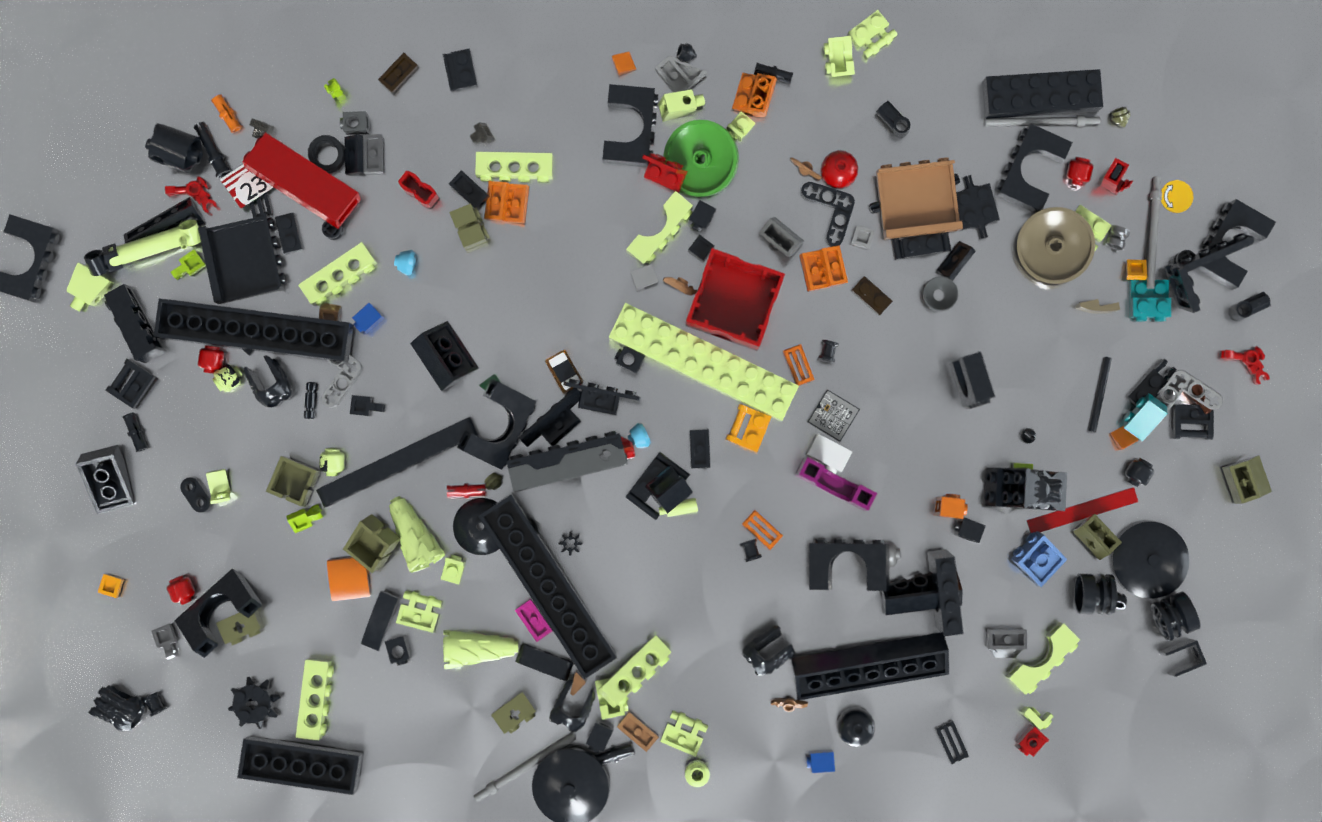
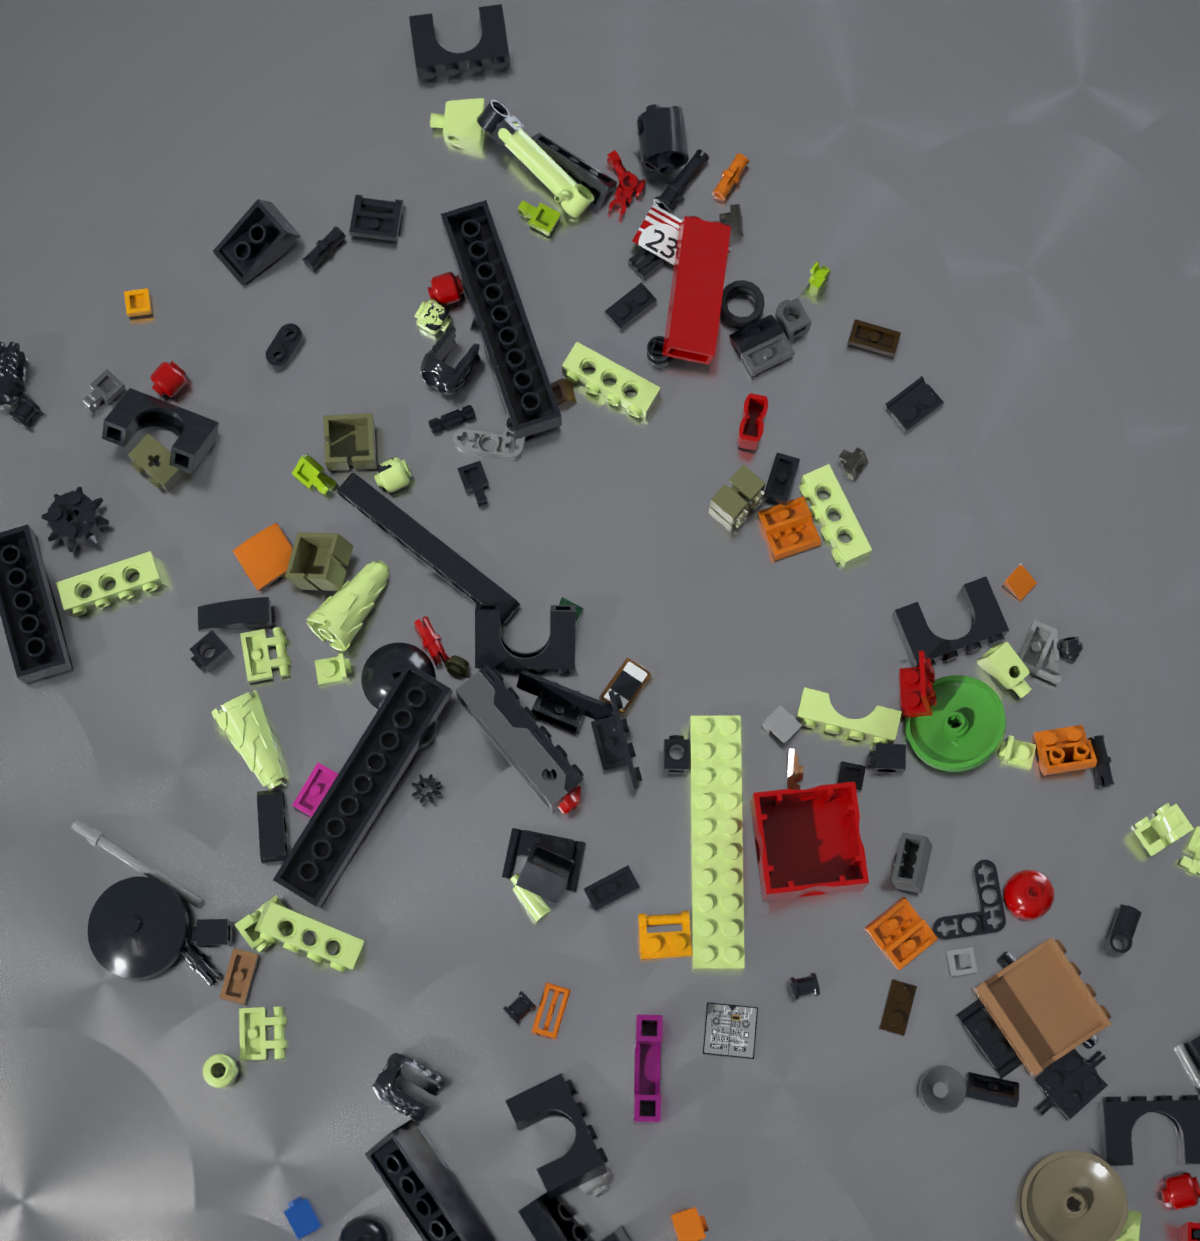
camera: 65 degrees right, 10 degrees down
(133, 324) = (443, 189): black wedge -> none
(218, 486) = (306, 364): yellowish green bracket -> none
(242, 259) = (575, 270): black panel -> none
(367, 318) = (576, 436): blue brick -> none
(405, 262) = (662, 448): medium azure cone -> none
(444, 355) = (576, 541): black slope -> none
(503, 715) = (211, 820): olive brick -> none
(573, 723) = (214, 892): black piece -> none
(578, 683) = (264, 876): medium nougat slope -> none
(639, 436) = (591, 809): medium azure cone -> none
(789, 704) = (355, 1145): medium nougat piece -> none
(804, 380) = (754, 975): orange tile -> none
(805, 168) = (1008, 854): medium nougat piece -> none
(829, 454) = (681, 1045): white brick -> none
(972, 380) = (855, 1175): black arch -> none

